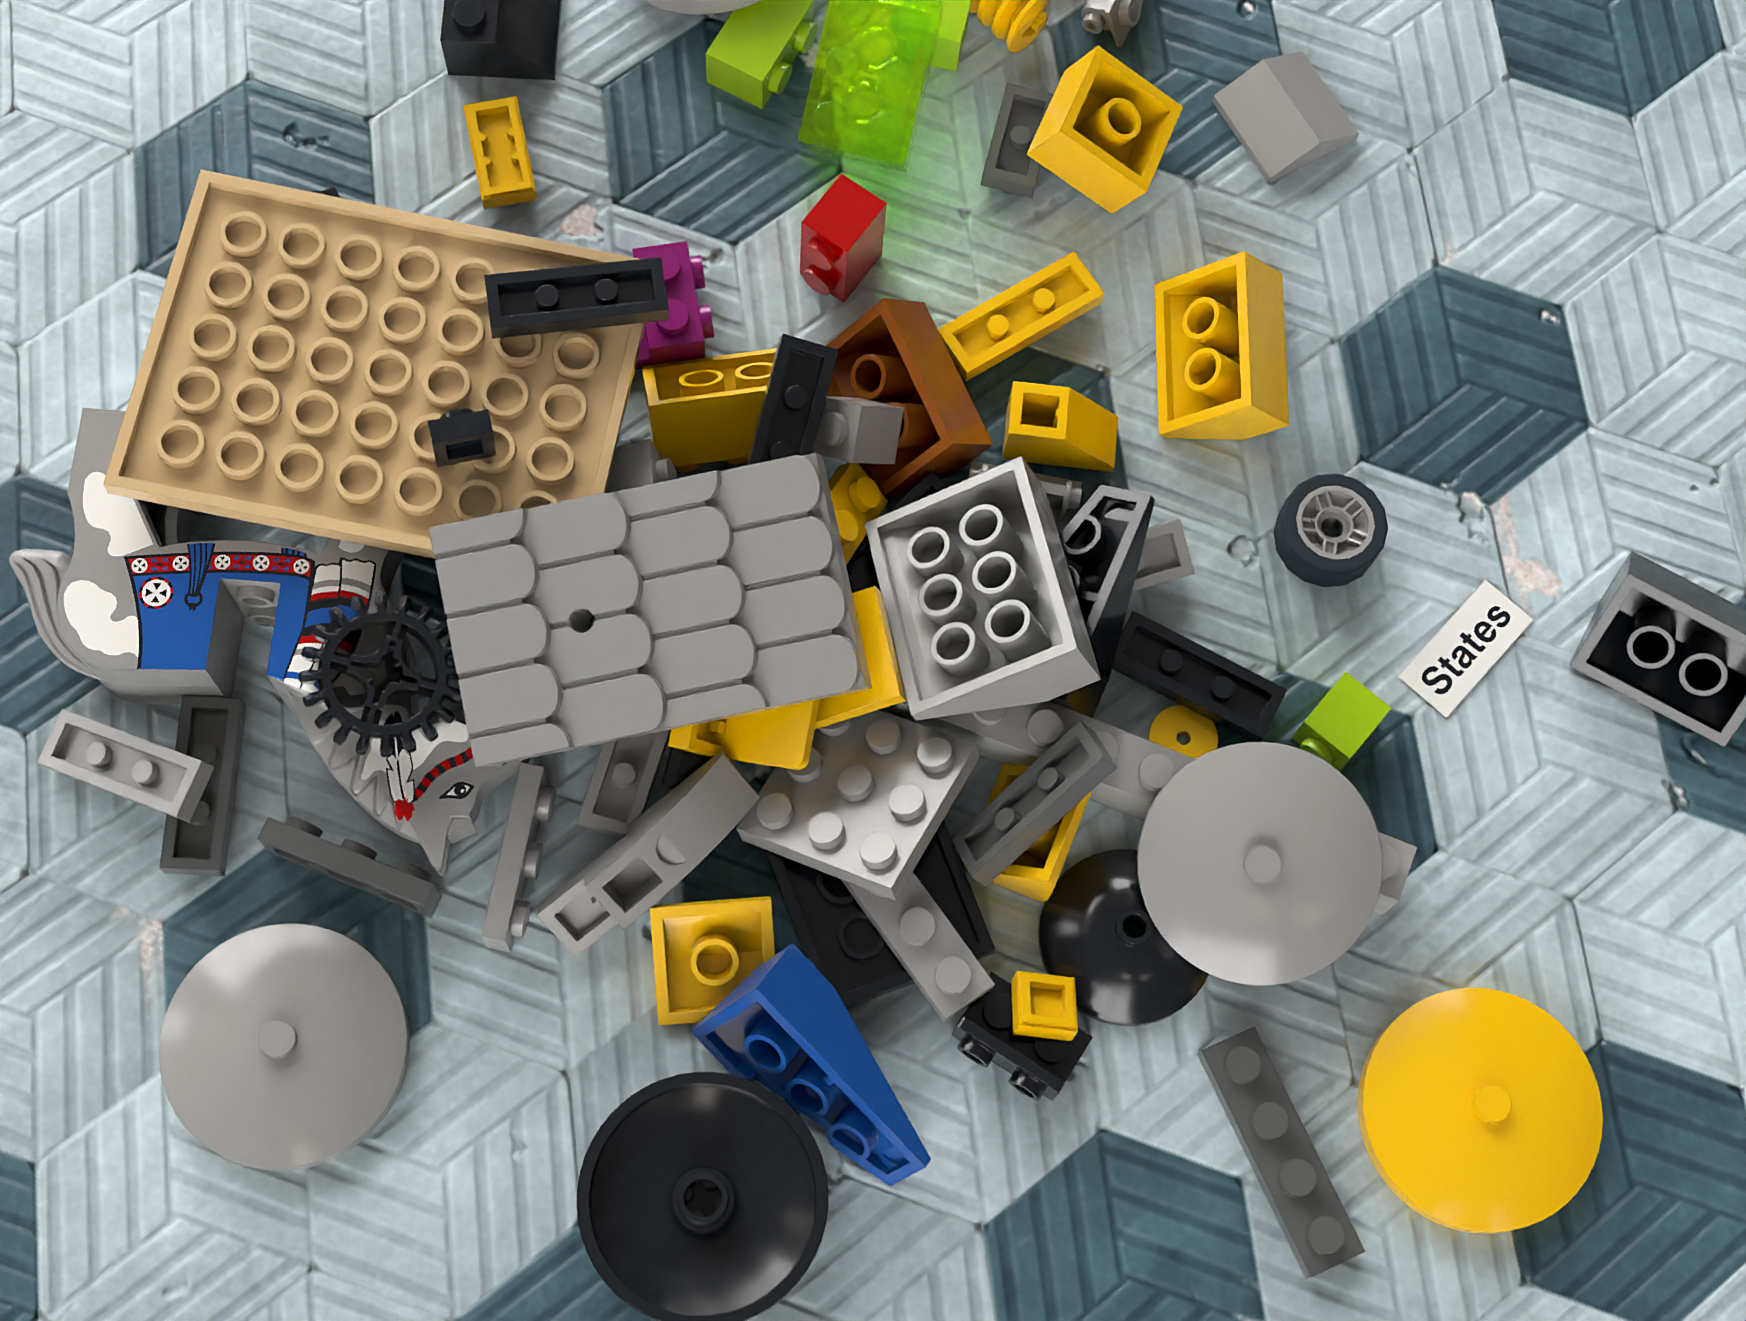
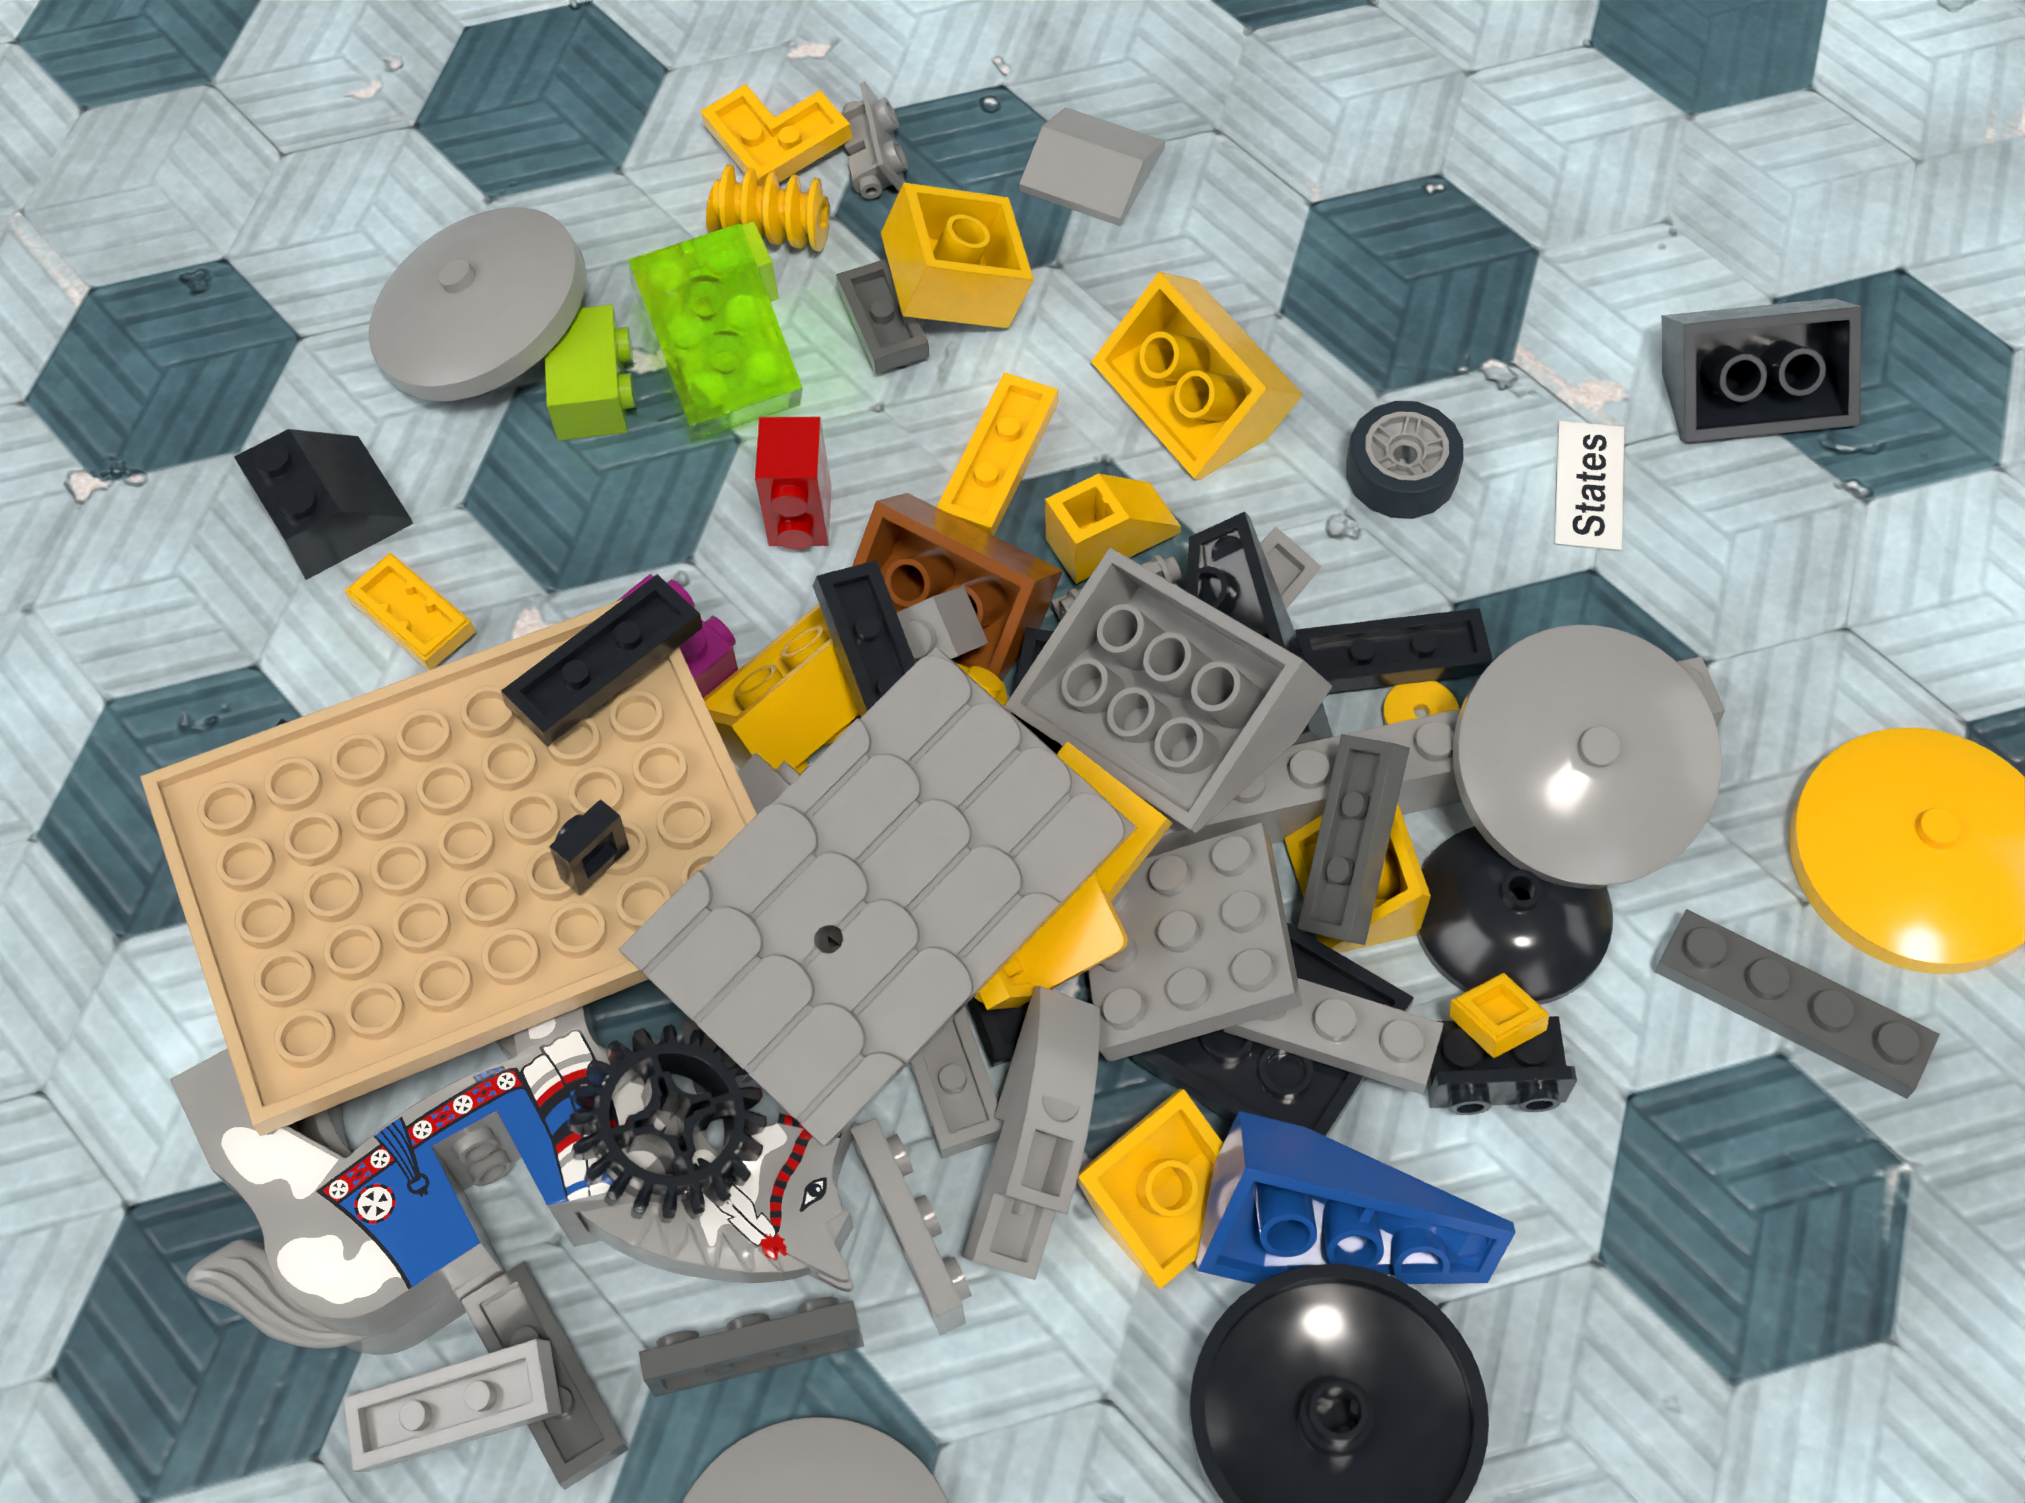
camera: 25 degrees left, 10 degrees down
(1341, 722) = (1544, 596): lime brick -> none

